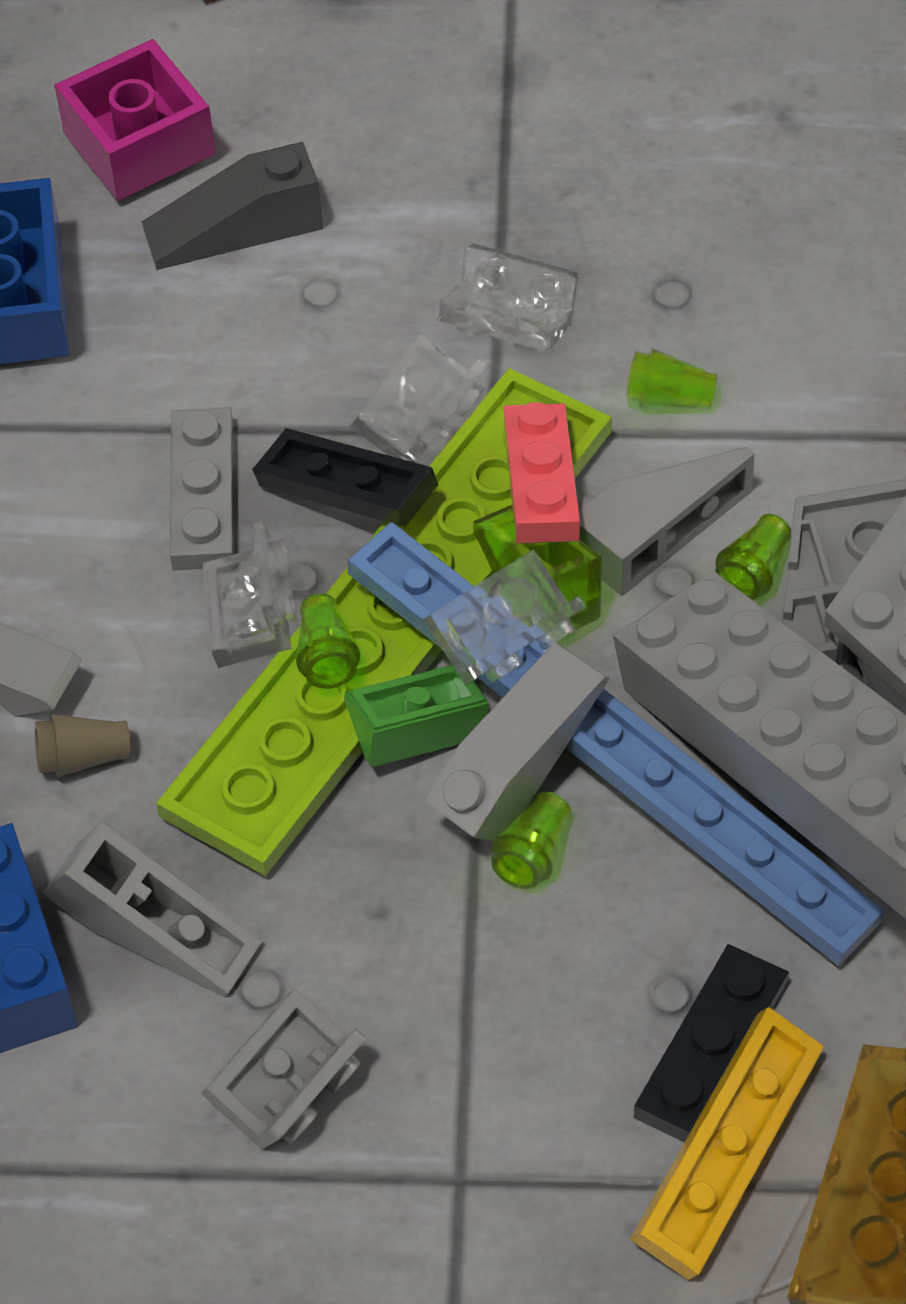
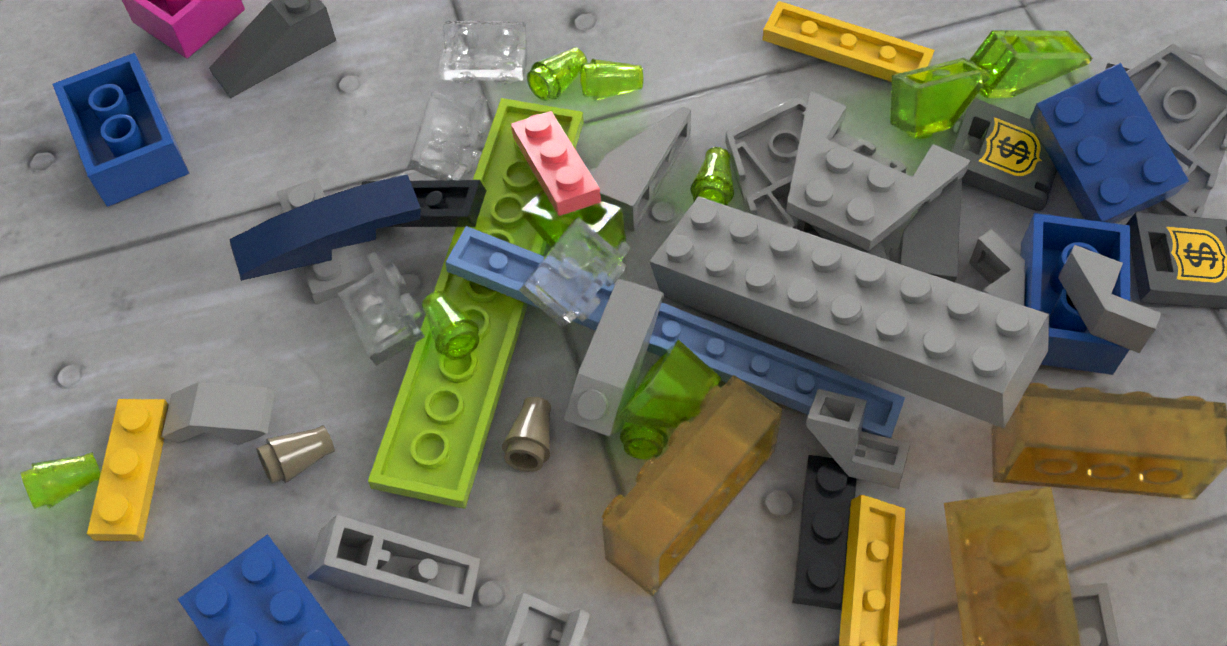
camera: 20 degrees left, 5 degrees up
(216, 468) = (316, 228): none -> dark blue slope
(376, 814) = (529, 437): none -> dark tan cone
(414, 714) = (530, 357): bright green slope -> none
(553, 926) = (690, 483): none -> clear yellow brick
(577, 807) = (671, 389): none -> clear neon green slope
(597, 355) = (555, 74): none -> clear neon green cone
(775, 922) = (838, 424): none -> light grey slope

